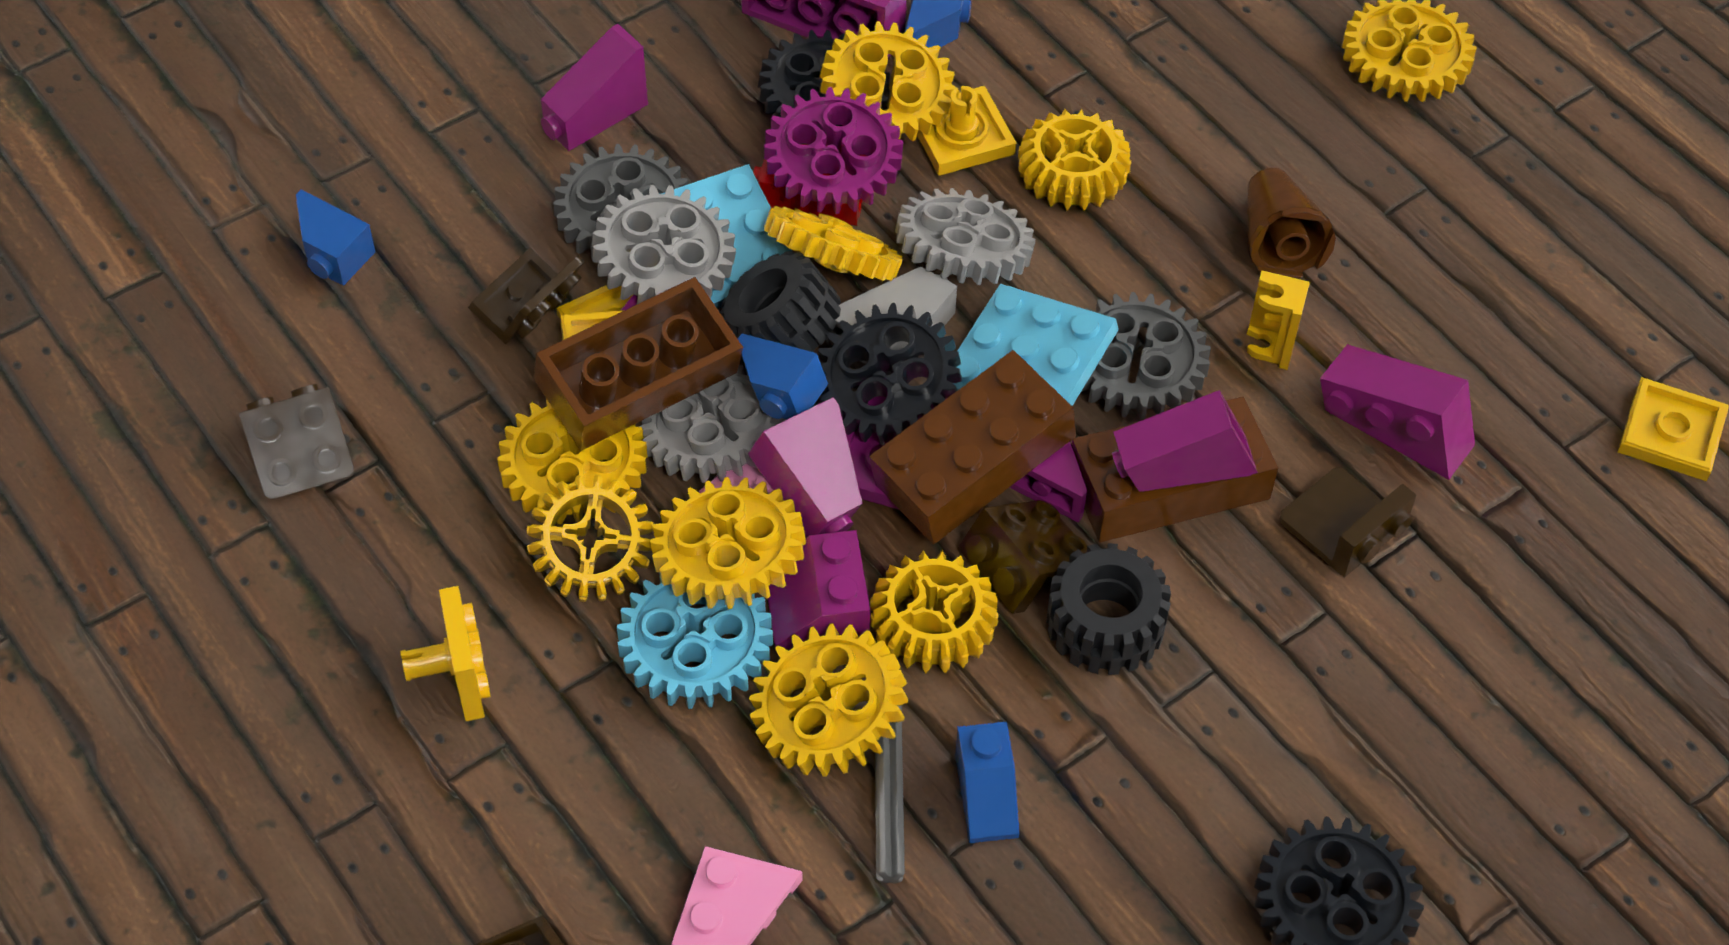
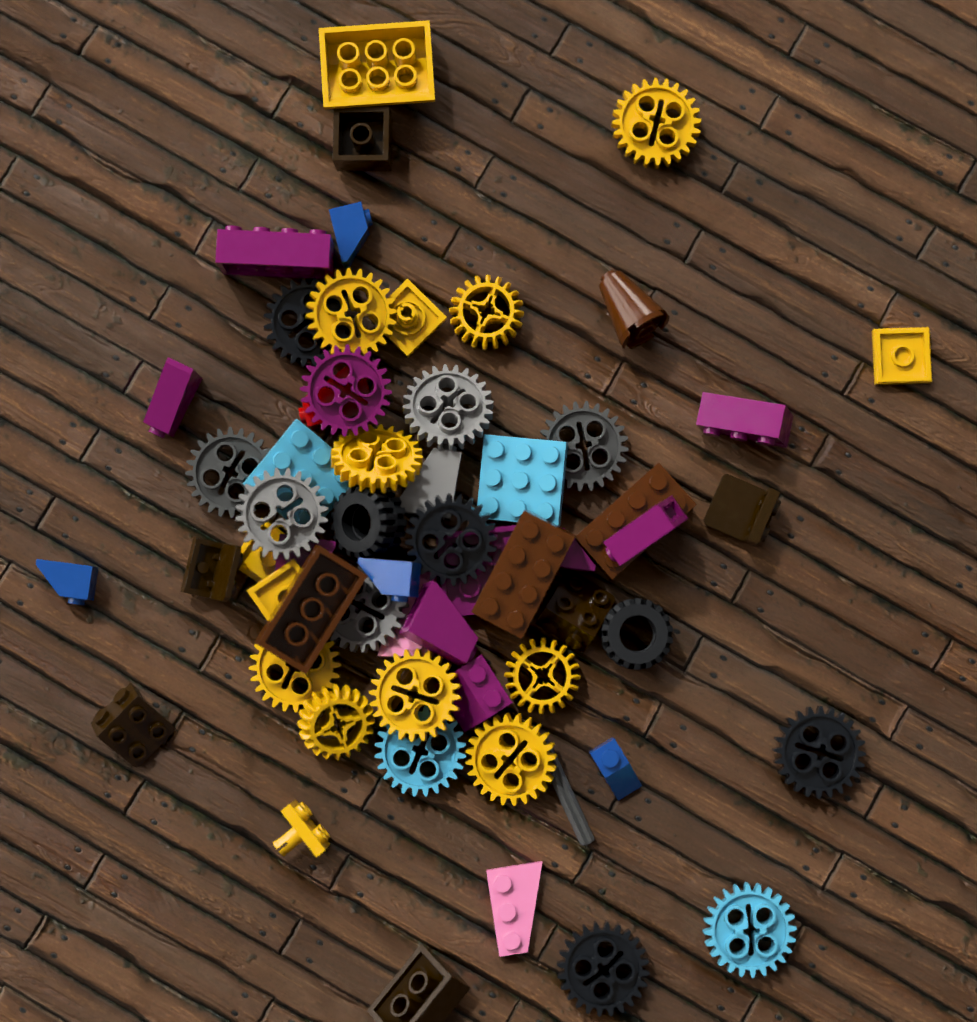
camera: 25 degrees left, 30 degrees up
(1276, 317) = (660, 391): yellow hinge -> none

